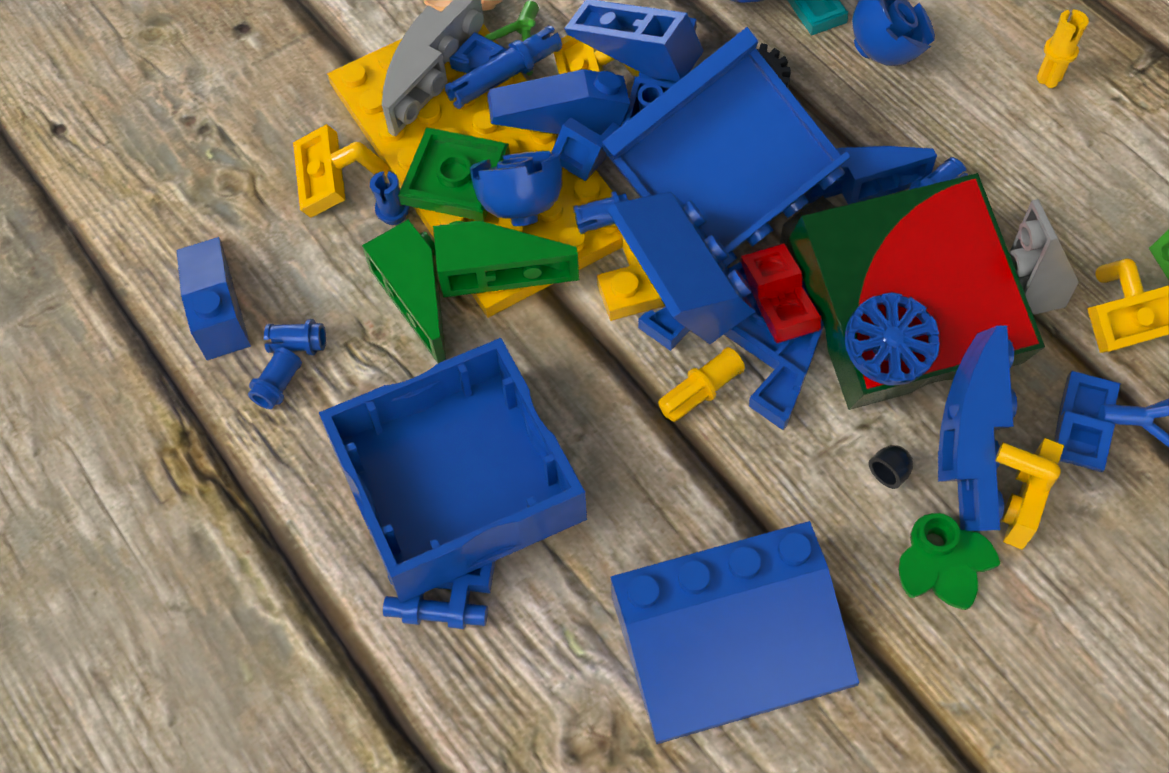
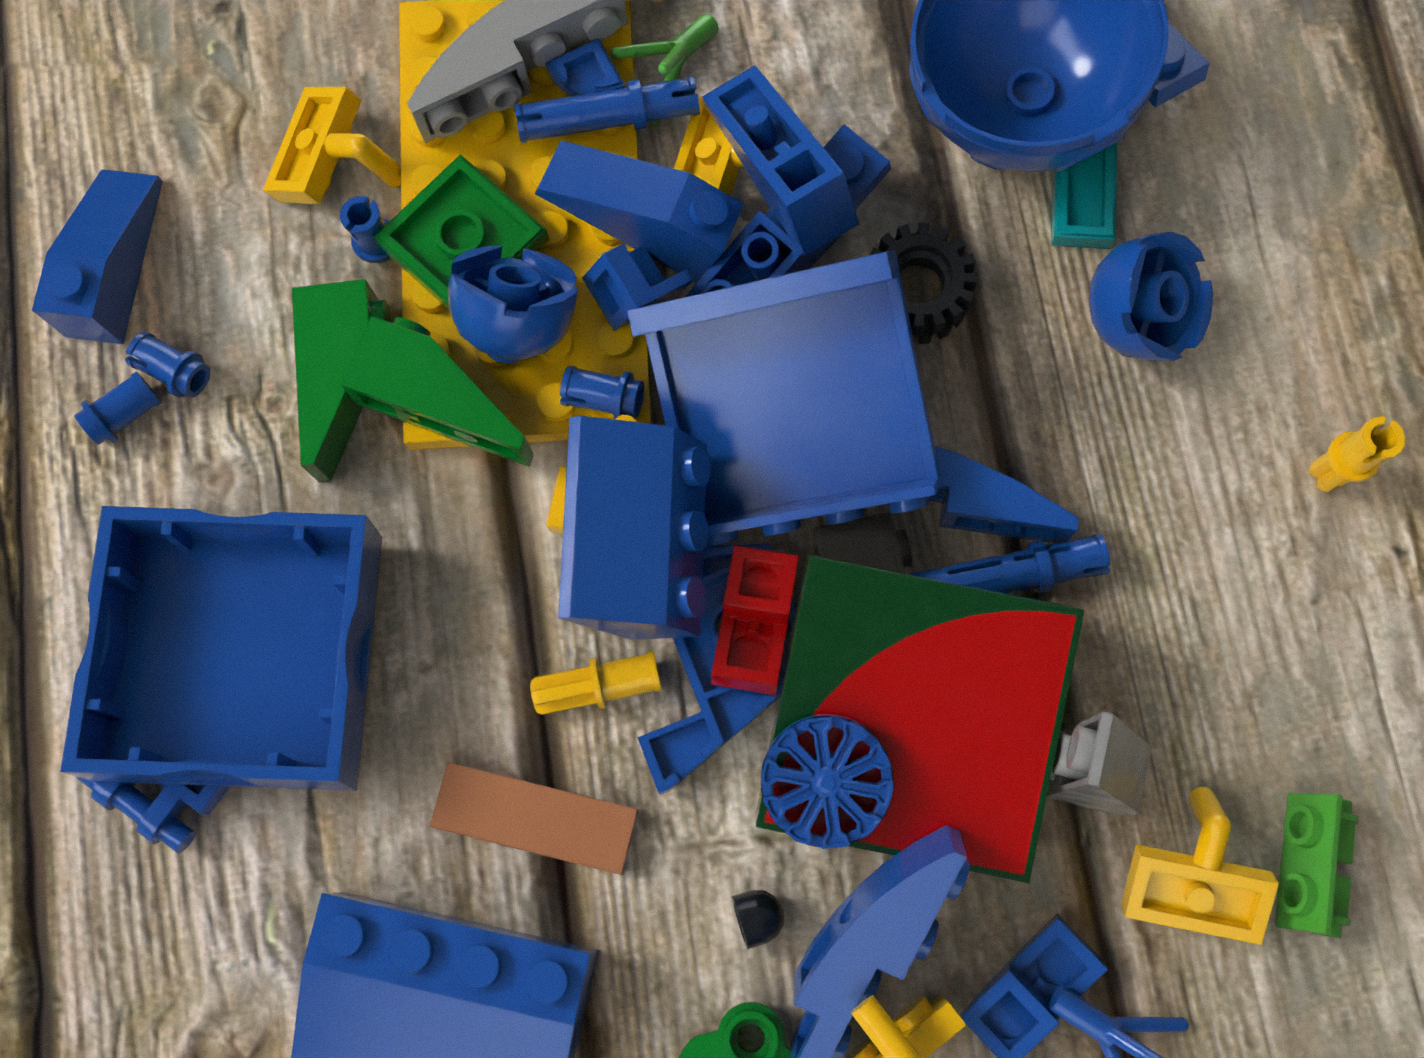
camera: 30 degrees right, 15 degrees up
(712, 483) = (534, 818): none -> nougat tile

